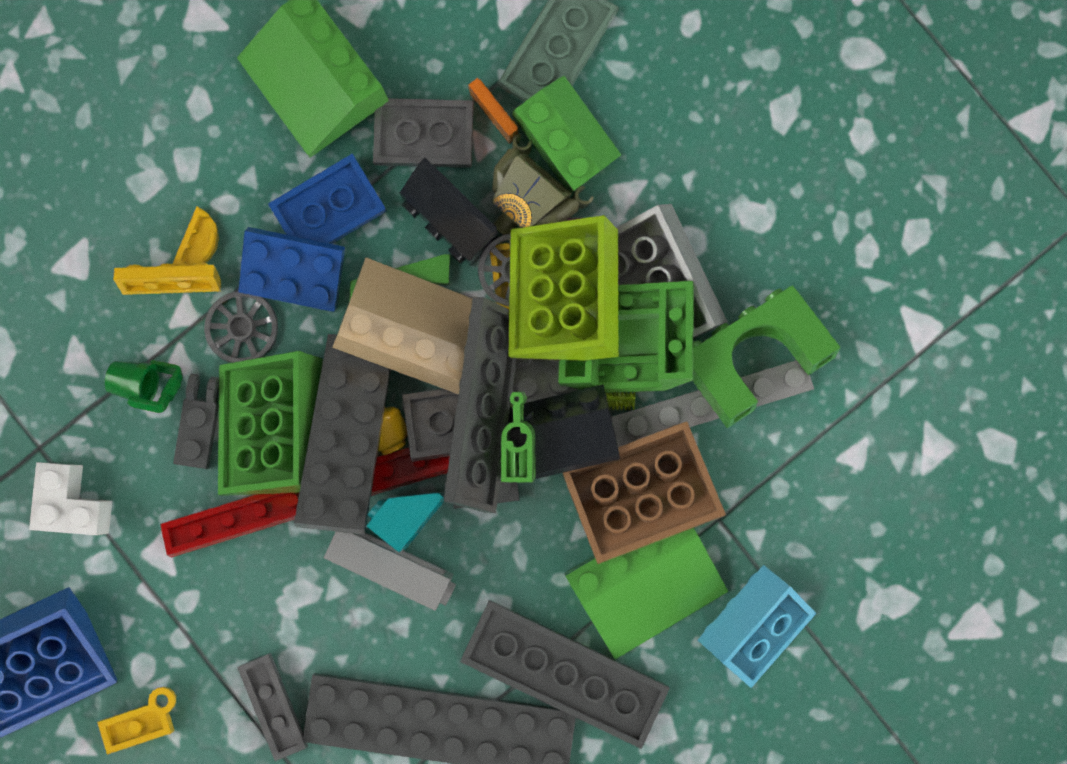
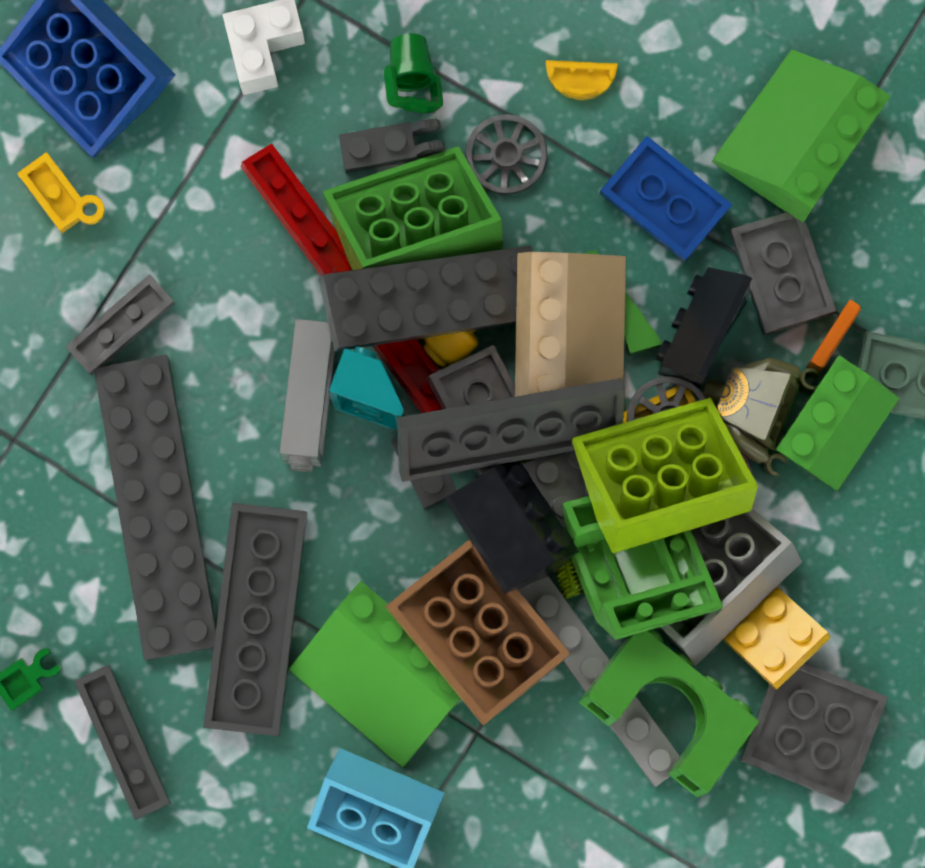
camera: 75 degrees right, 5 degrees down
(167, 279) = (530, 61): yellow plate -> none
(291, 269) = (585, 184): blue plate -> none
(510, 449) = (464, 483): bright green piece -> none
(728, 246) = (777, 638): none -> yellow plate
(810, 243) = (815, 731): none -> flat silver plate

